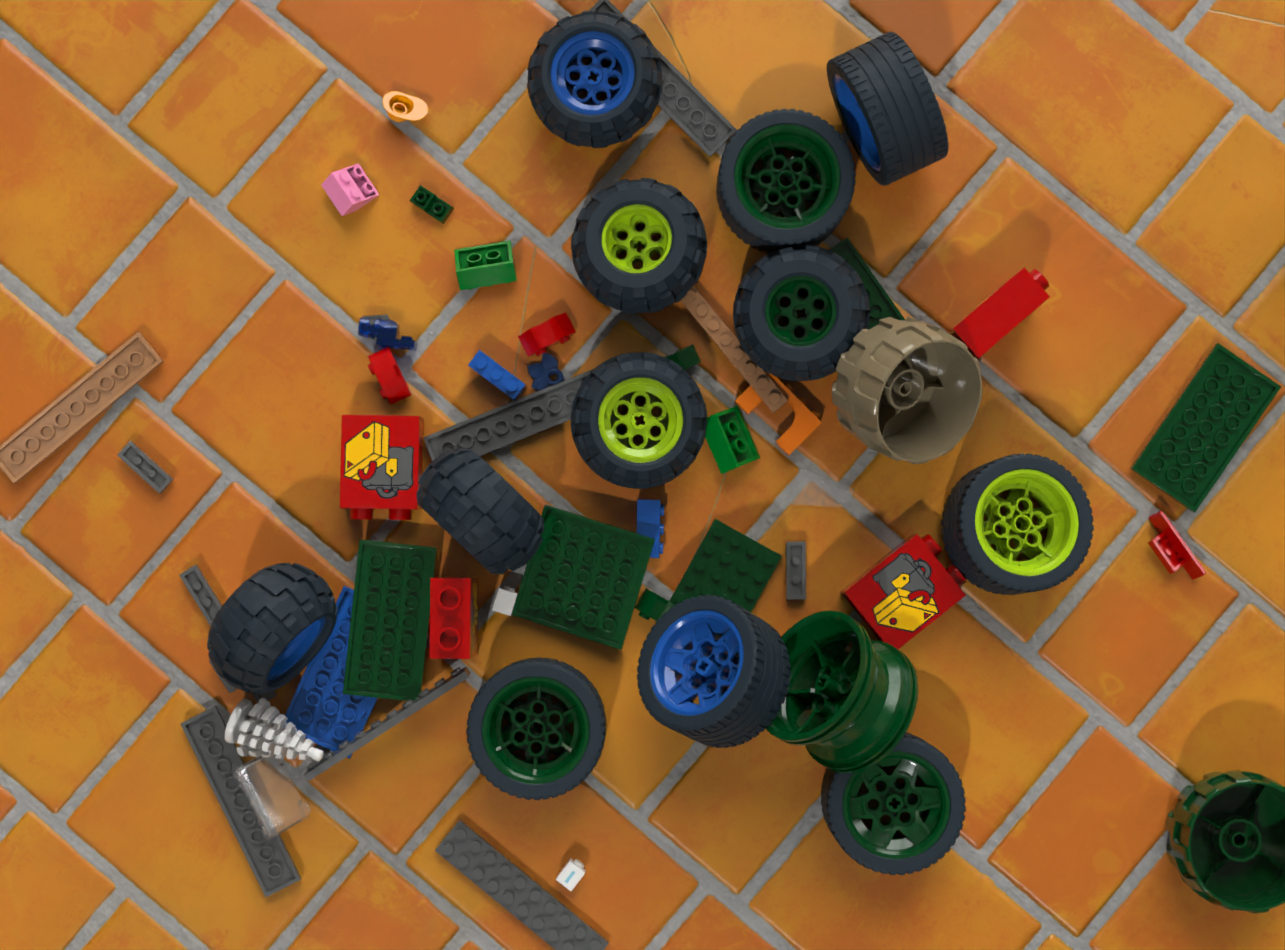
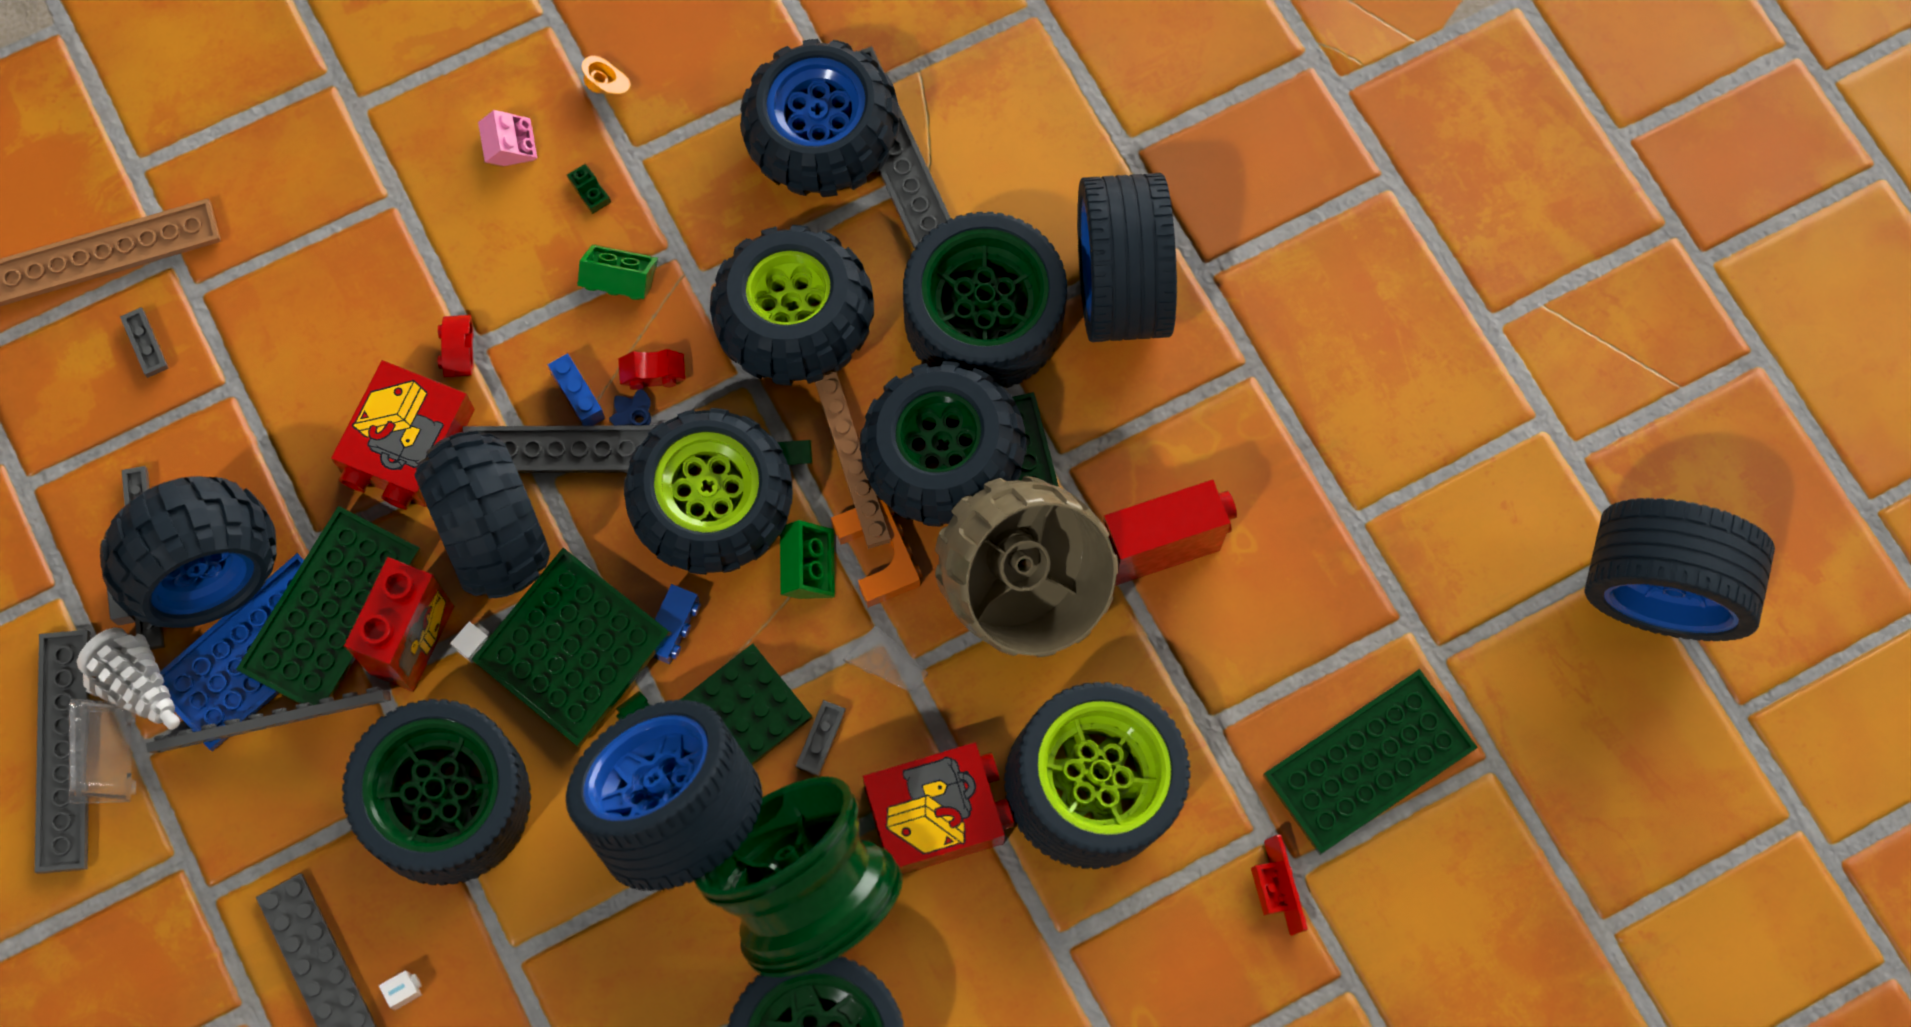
camera: 20 degrees right, 15 degrees down
(385, 332) = (474, 300): clear blue plate -> none

